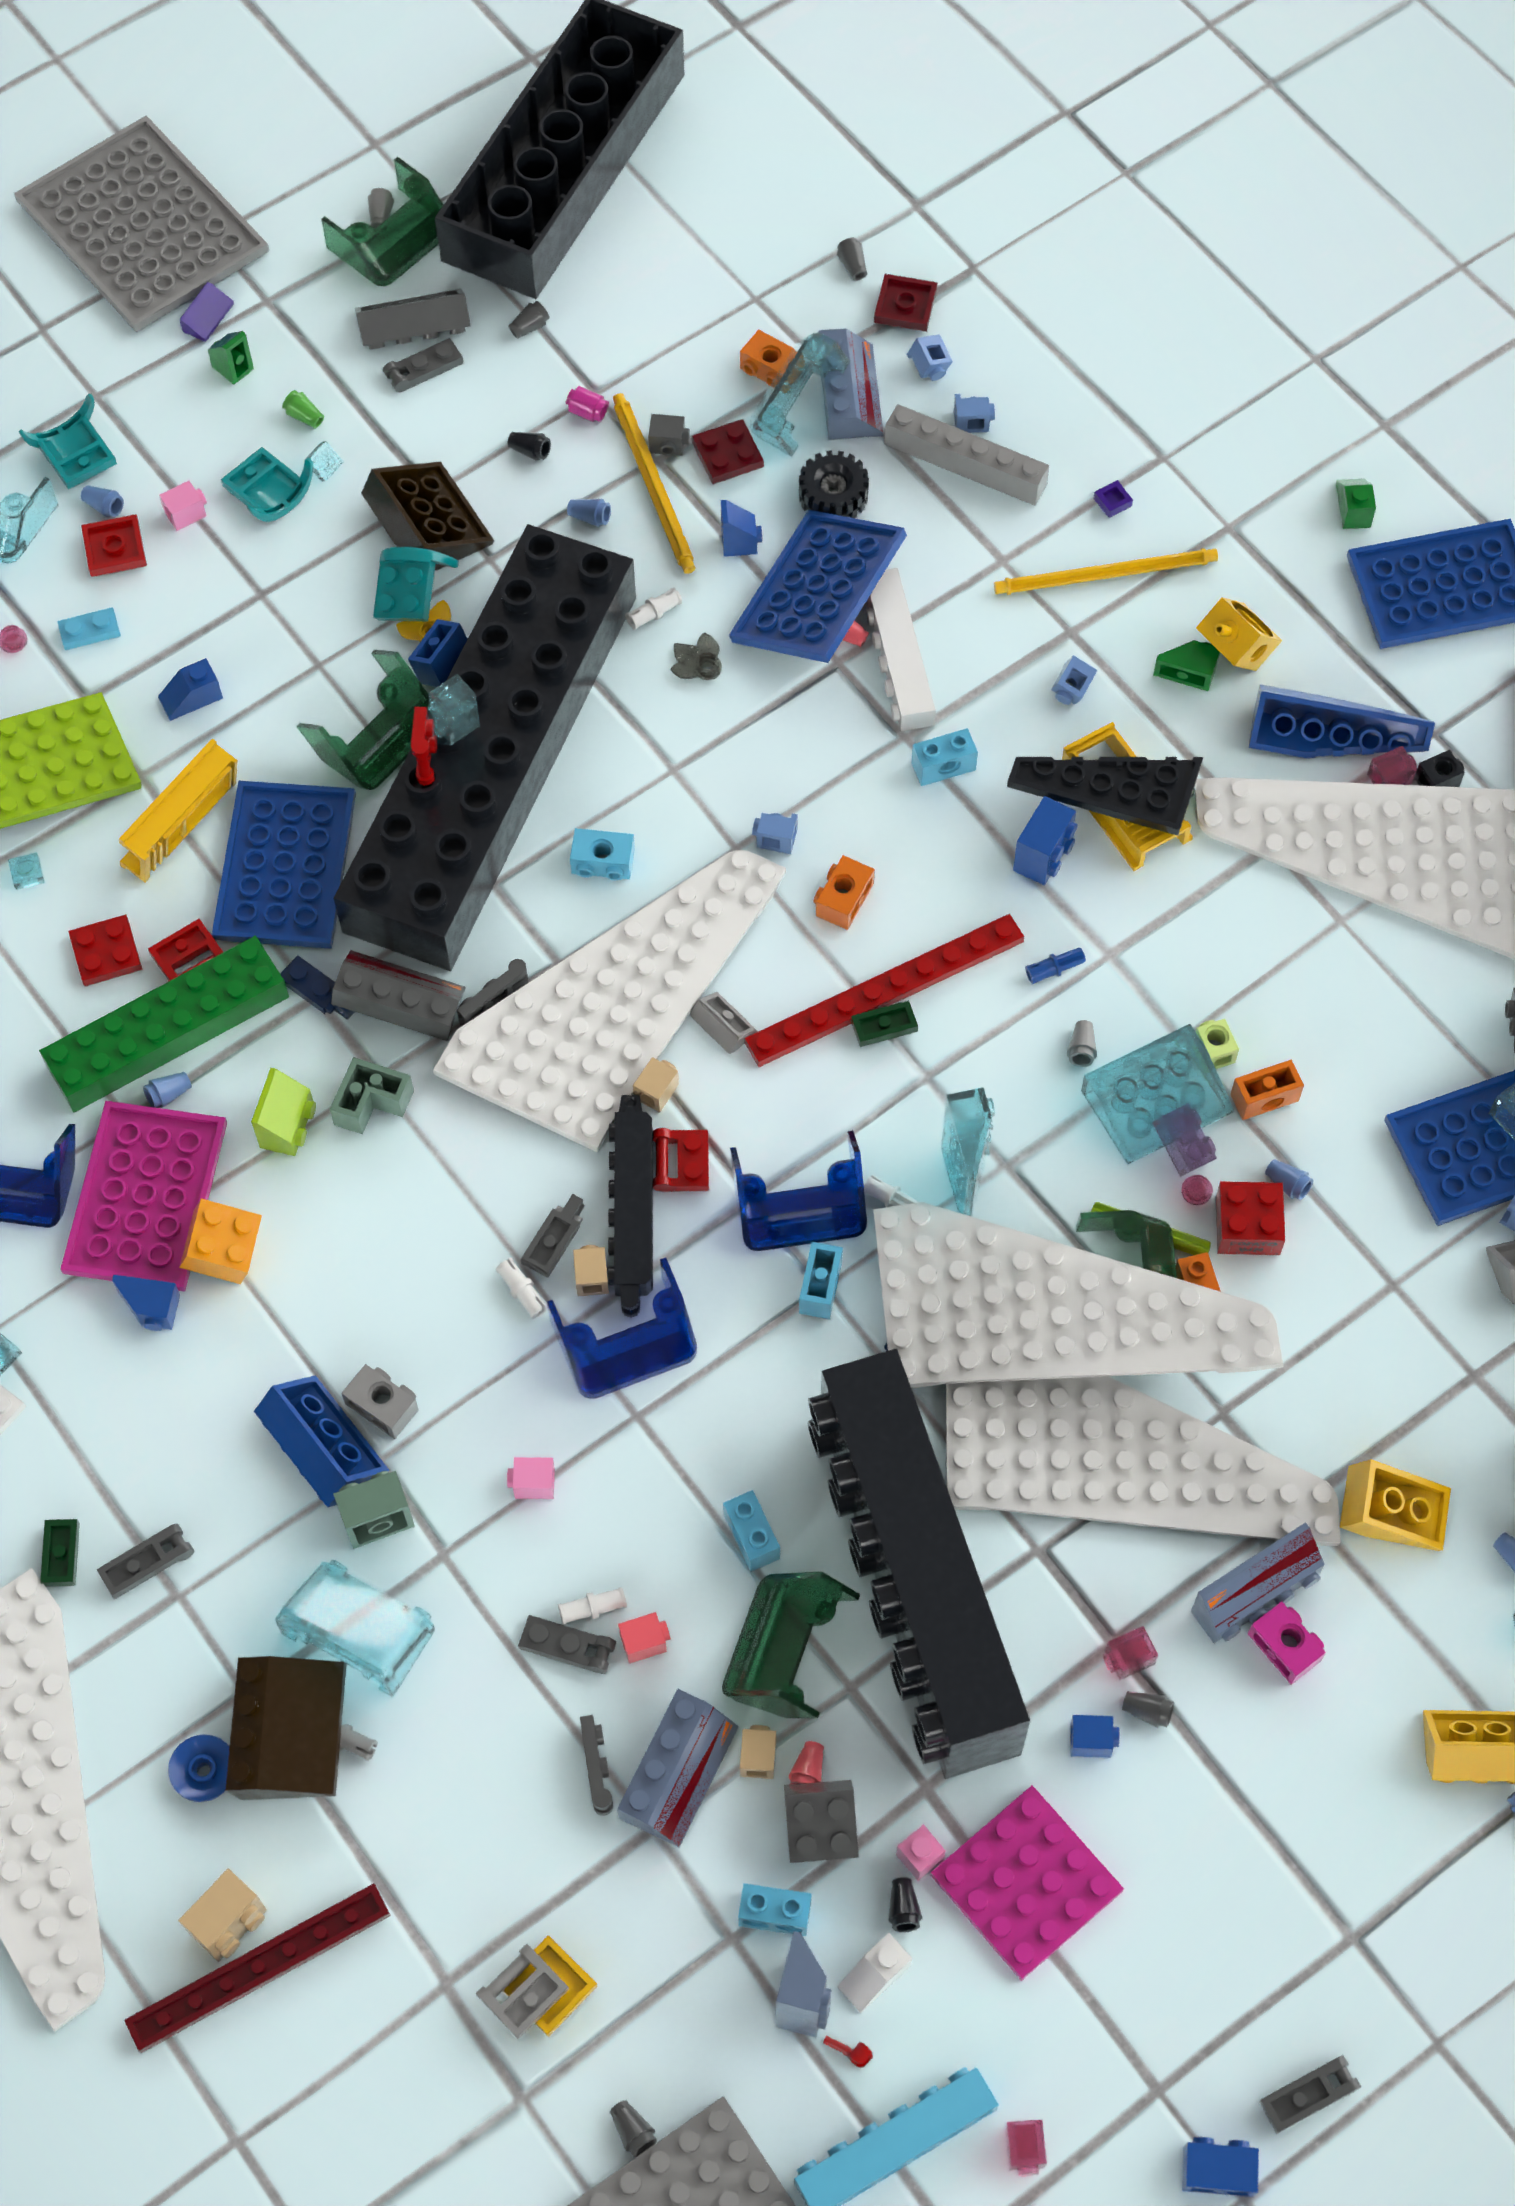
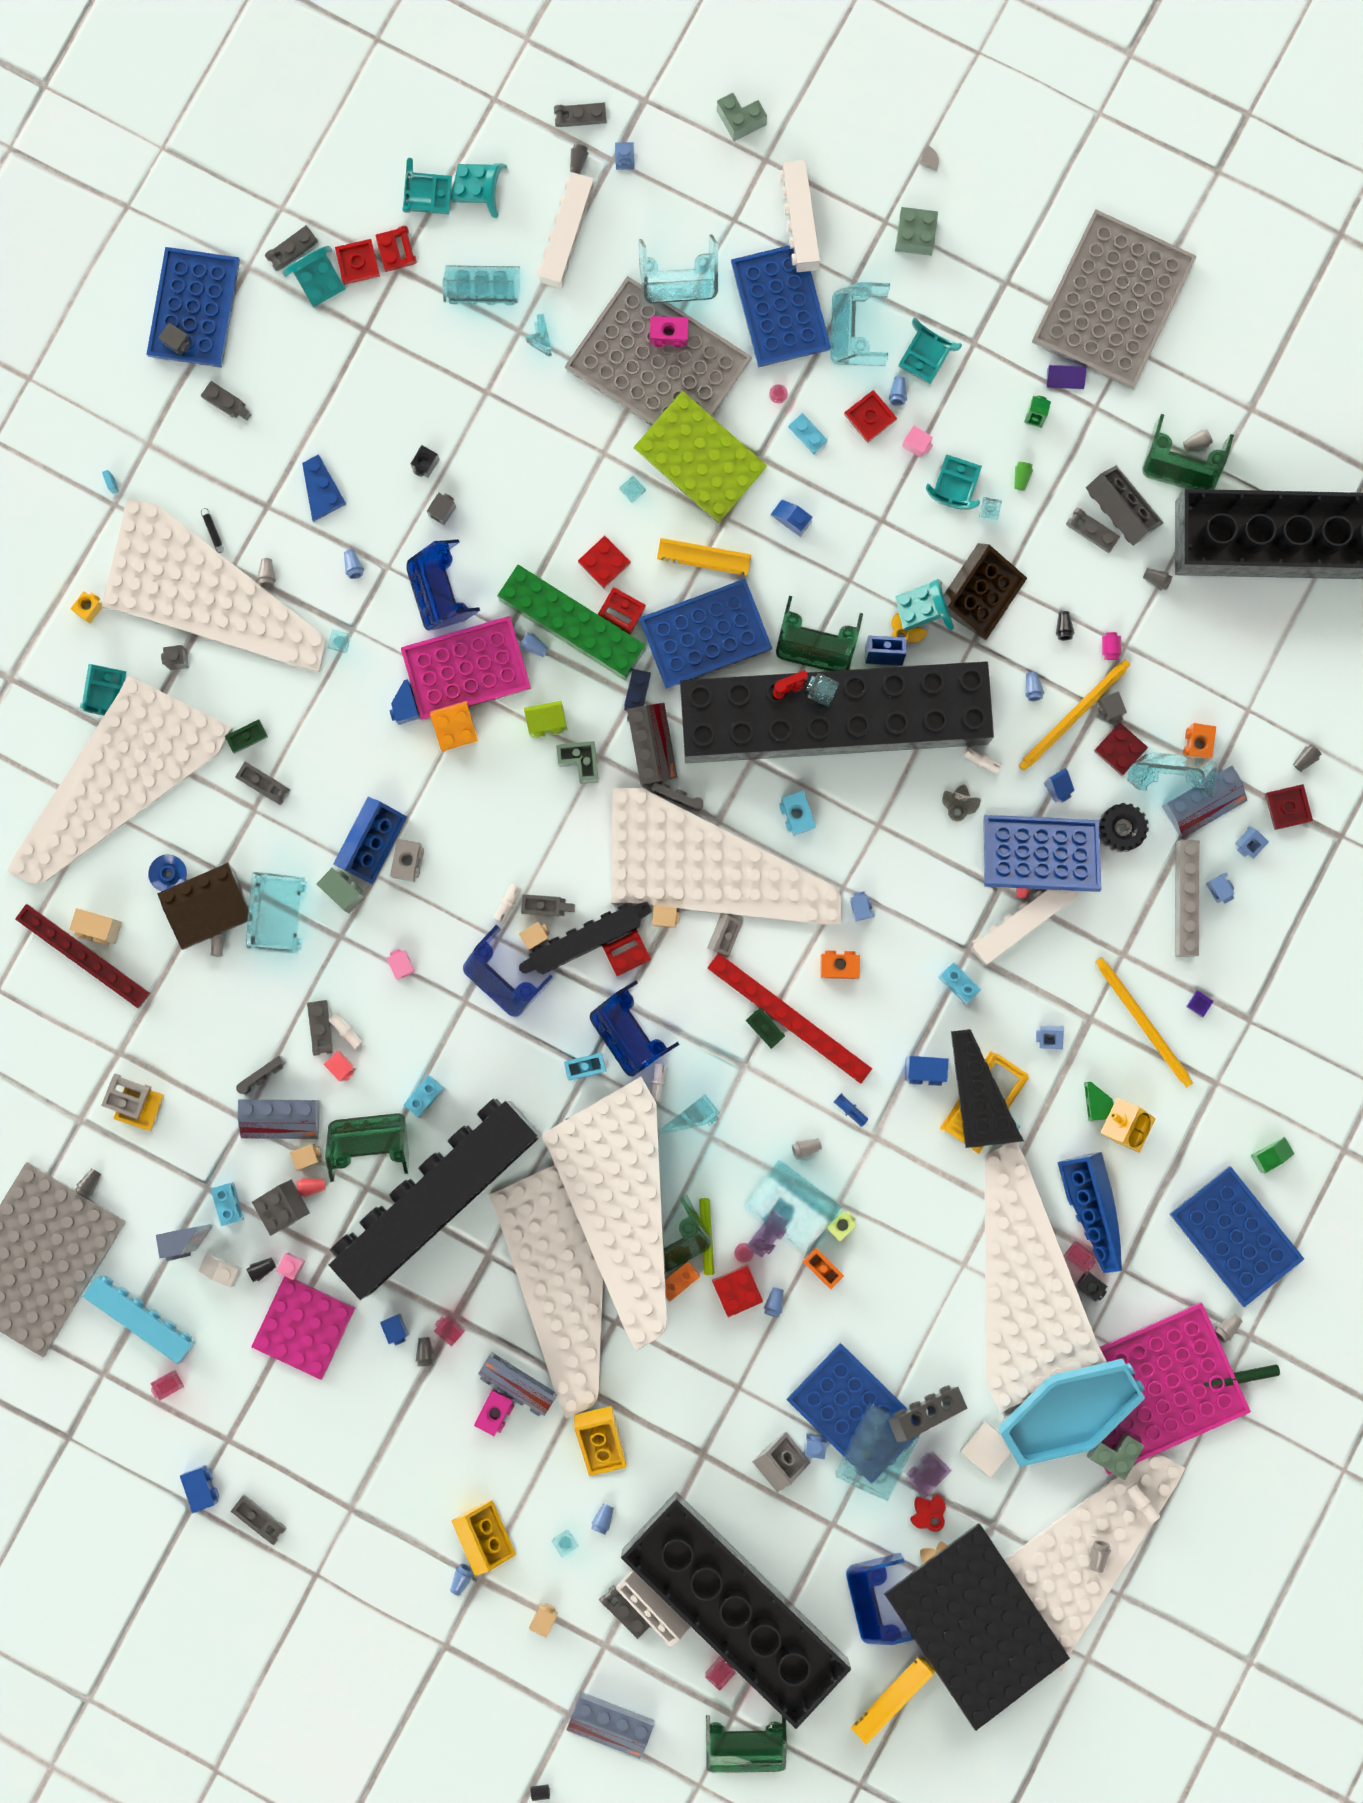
camera: 65 degrees right, 20 degrees up
(858, 2056) = (176, 1280): red hand -> none

